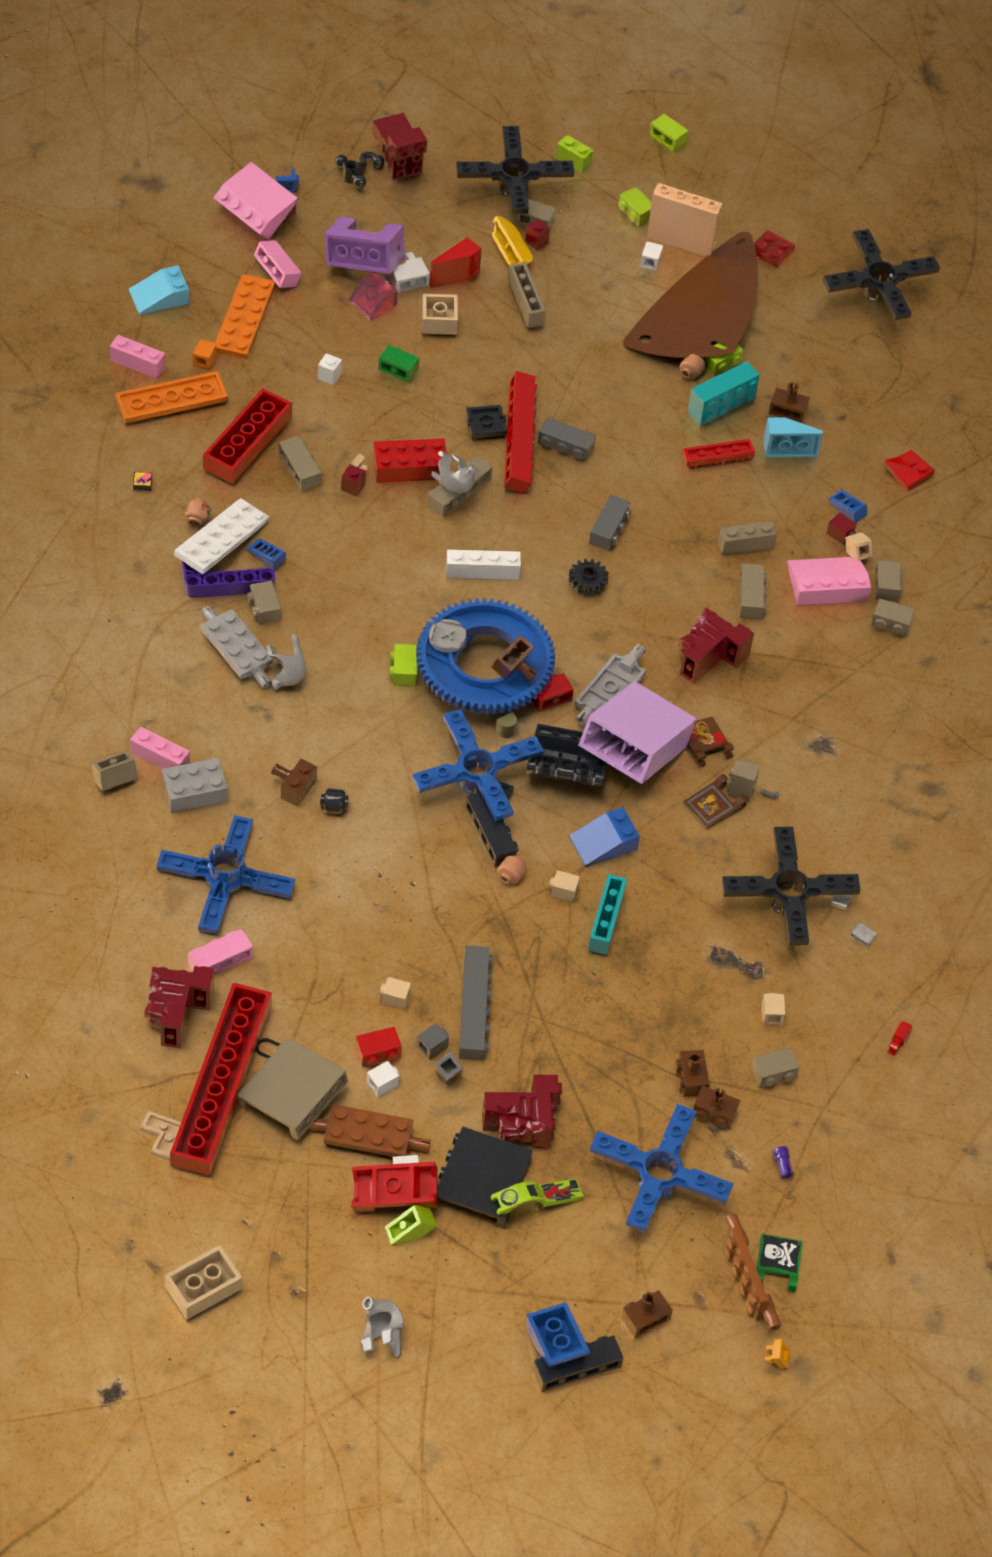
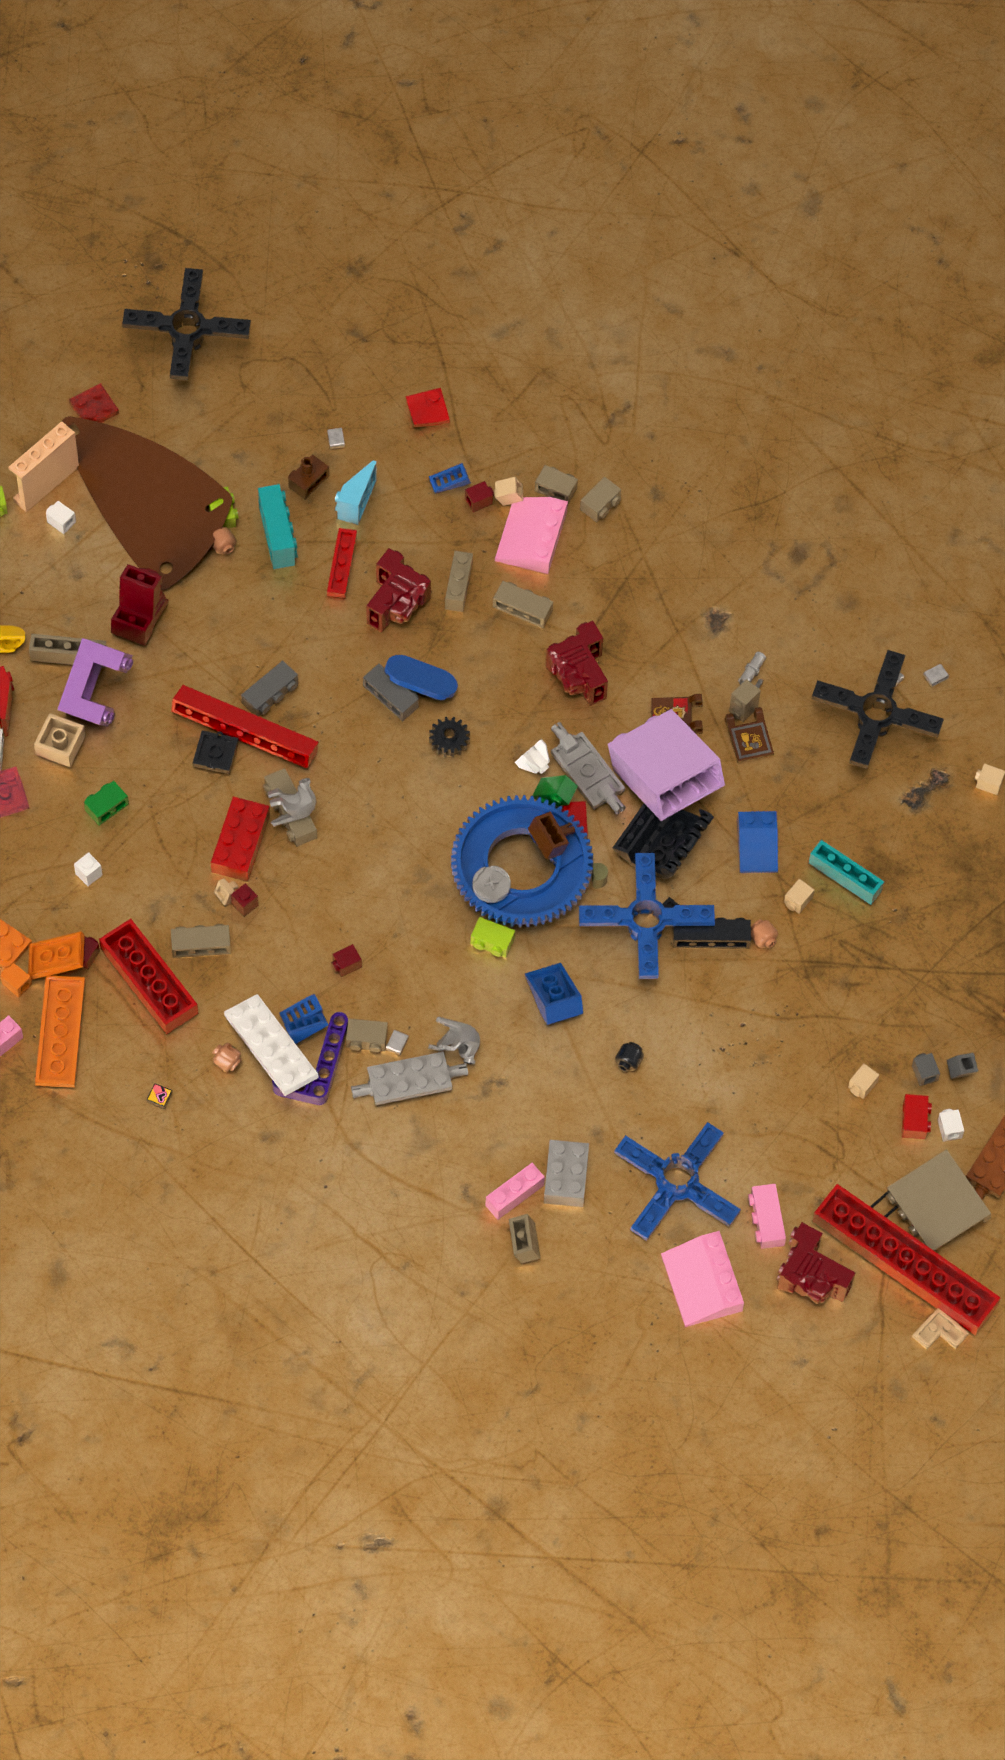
camera: 65 degrees left, 10 degrees up
(135, 924) = (703, 1279): none -> bright pink slope
(237, 369) = (56, 955): none -> orange tile
(246, 552) = (305, 1027): none -> blue slope
(250, 388) = (91, 951): none -> dark red brick
(270, 628) = (397, 1042): none -> flat silver piece
(297, 781) = (595, 1080): reddish brown brick -> none
(330, 567) = (346, 960): none -> dark red brick
(370, 726) = (555, 993): none -> blue slope
(474, 1003) = (897, 1019): dark grey brick -> none
(483, 564) = (399, 823): white brick -> none
(498, 304) = (84, 677): none -> medium lavender piece
(570, 663) = (555, 789): none -> green brick
(595, 325) = (139, 604): none -> dark red brick
(599, 642) = (535, 759): none -> white brick
(634, 537) = (421, 677): none -> blue tile
(707, 493) = (400, 591): none -> dark red brick
(784, 783) = (752, 668): none -> light grey pin
(840, 415) = (336, 438): none -> flat silver piece

